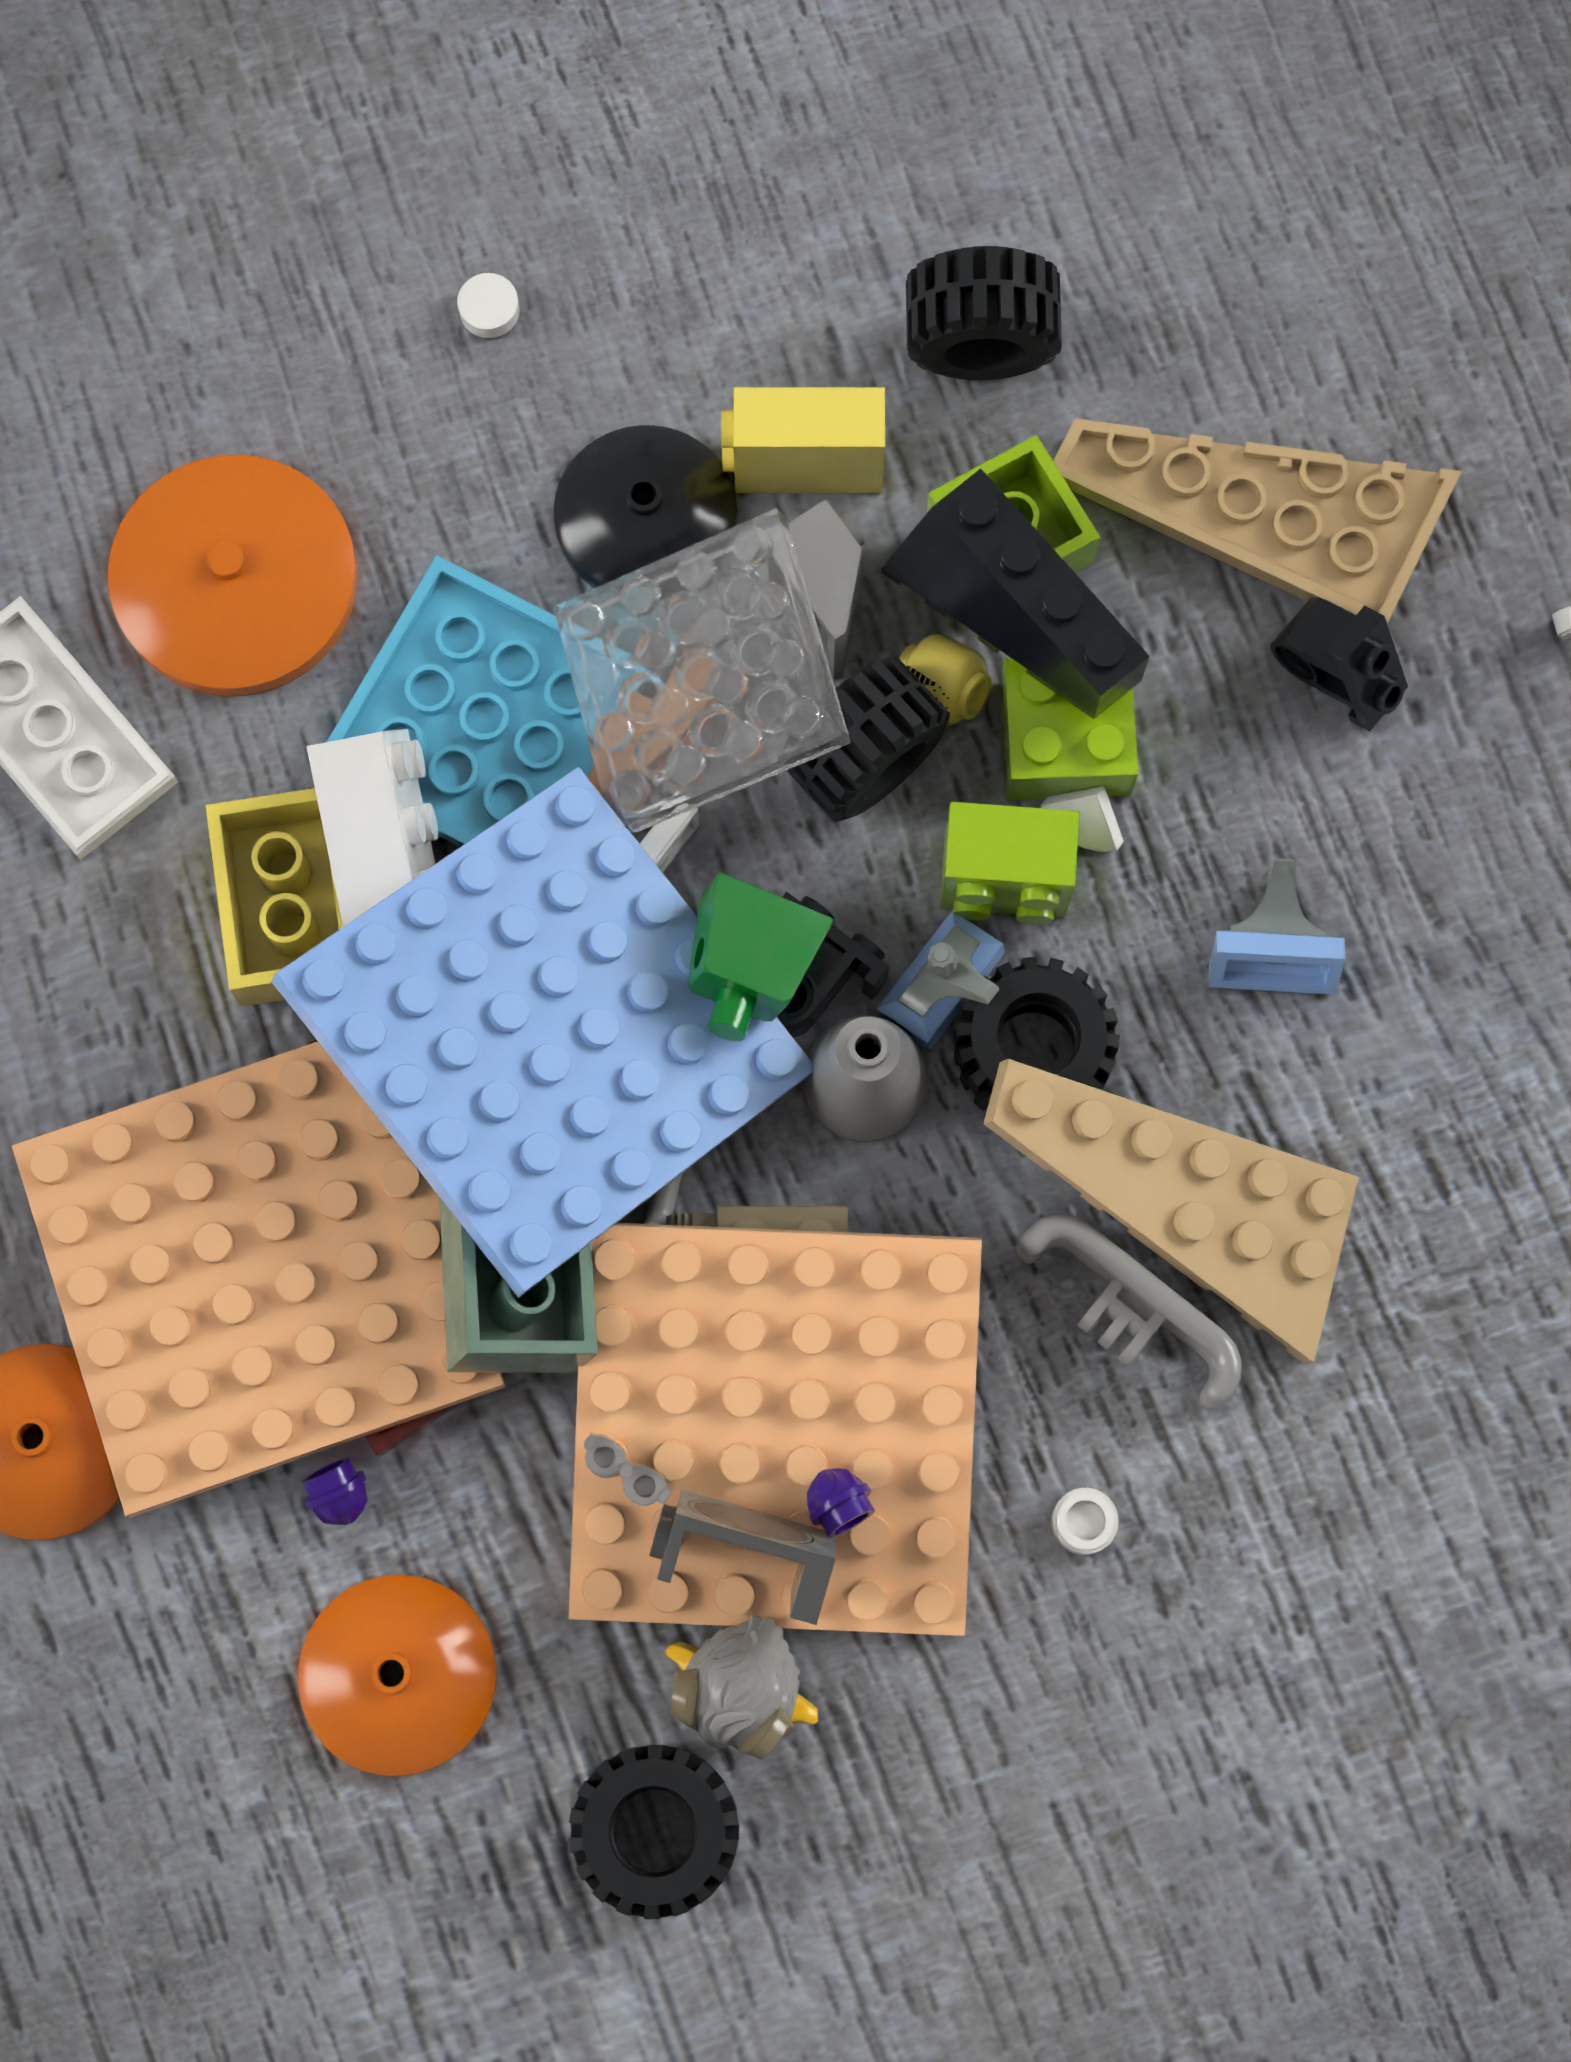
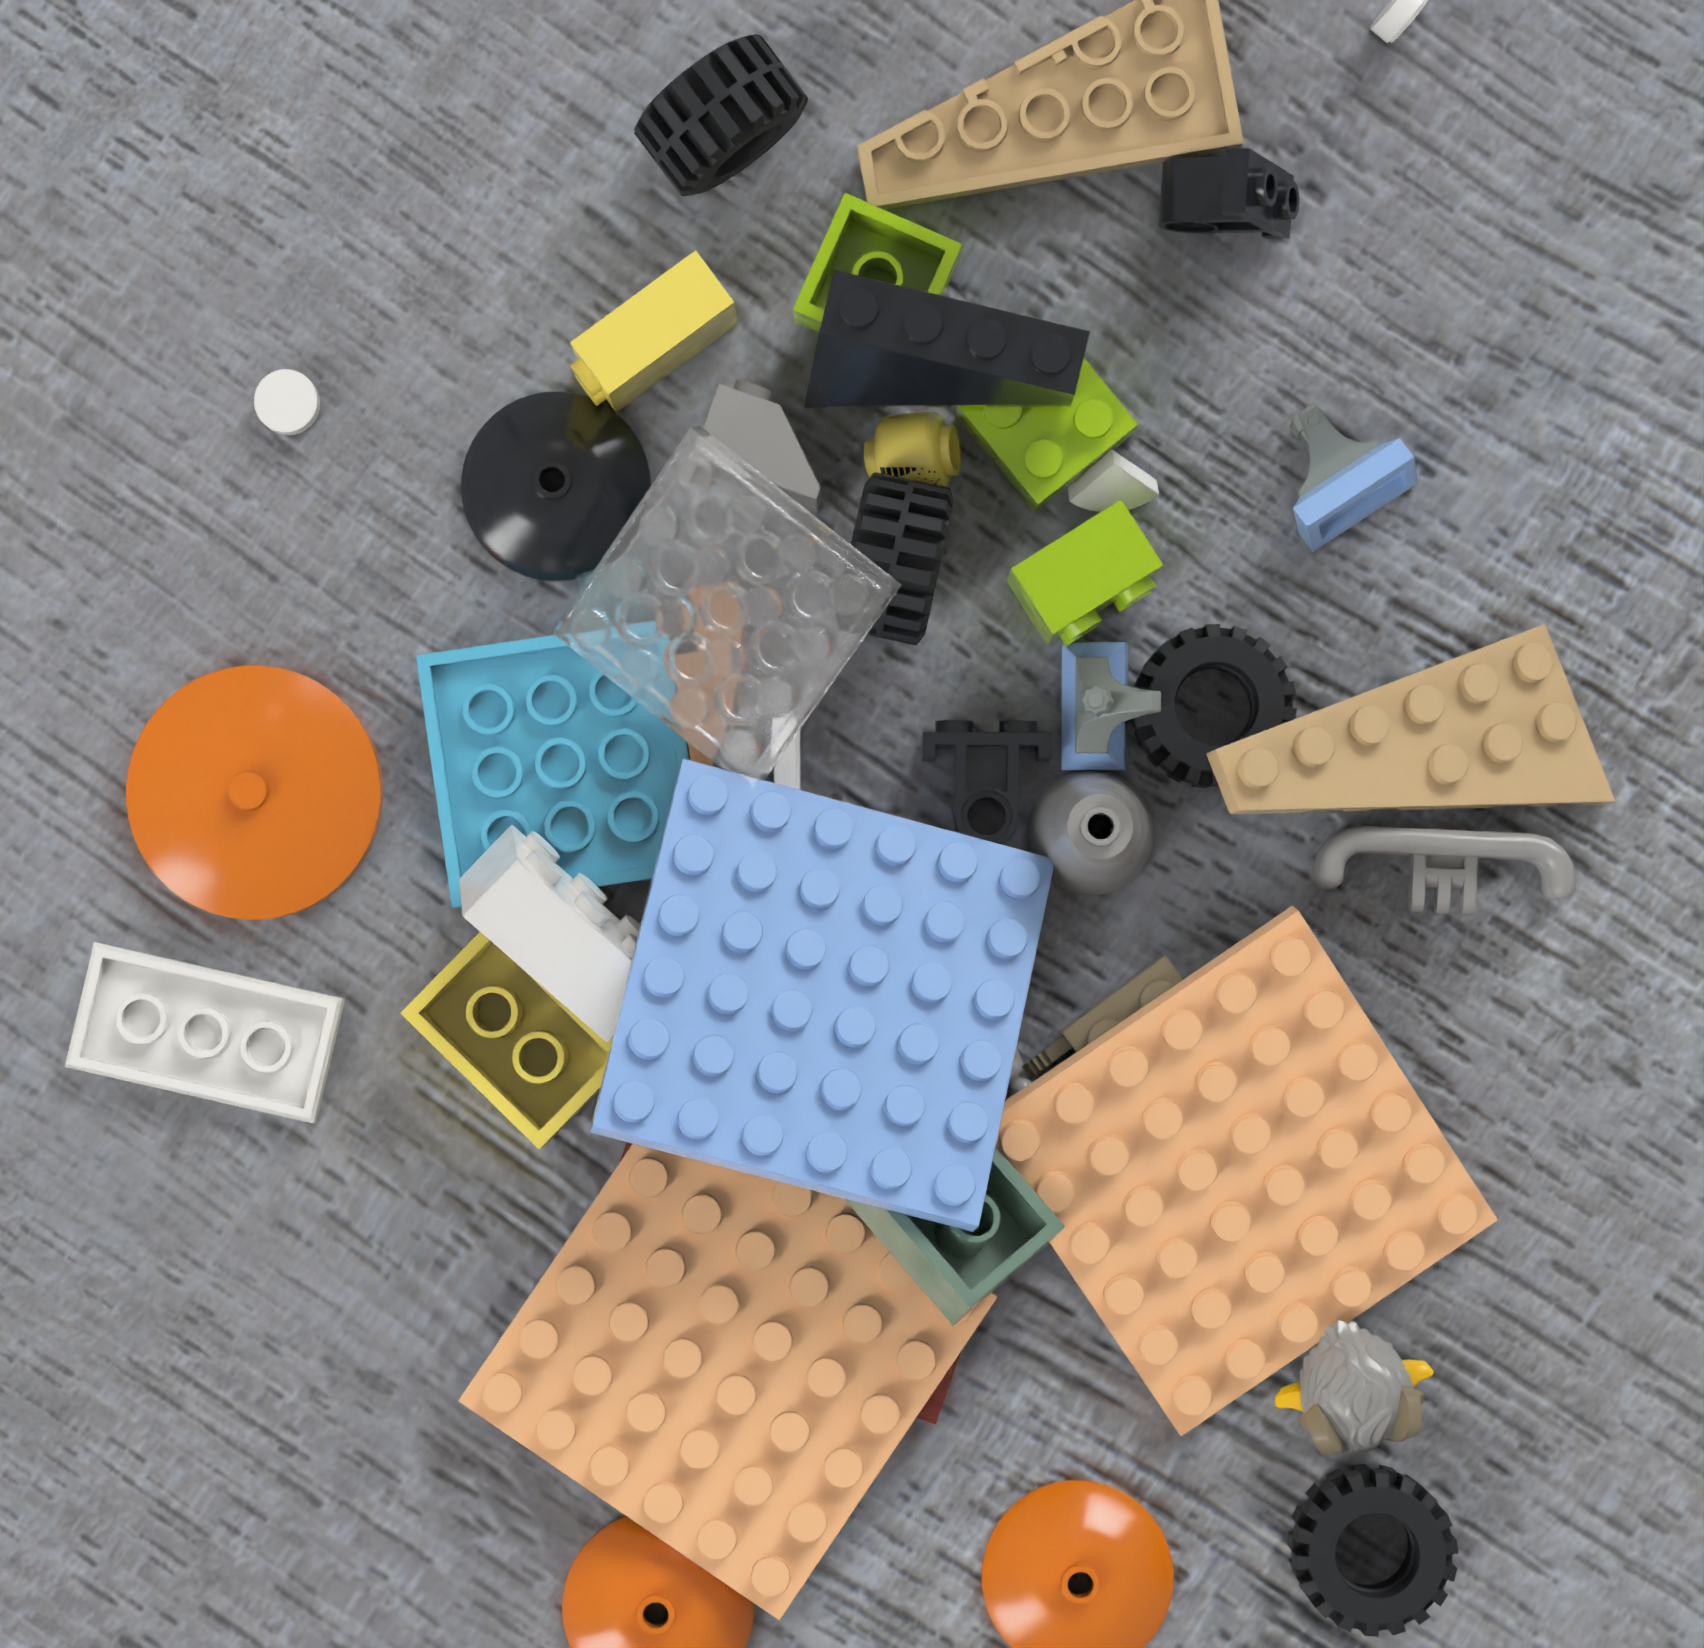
camera: 35 degrees left, 10 degrees up
(336, 1493) = (923, 1474): dark purple plate -> none
(641, 1482) = (1167, 1296): light grey piece -> none
(750, 953) = (942, 813): green torso -> none
(753, 1531) = (1288, 1275): dark grey panel -> none
(838, 1501) = (1333, 1197): dark purple plate -> none
(1084, 1521) = (1524, 1059): white tile -> none

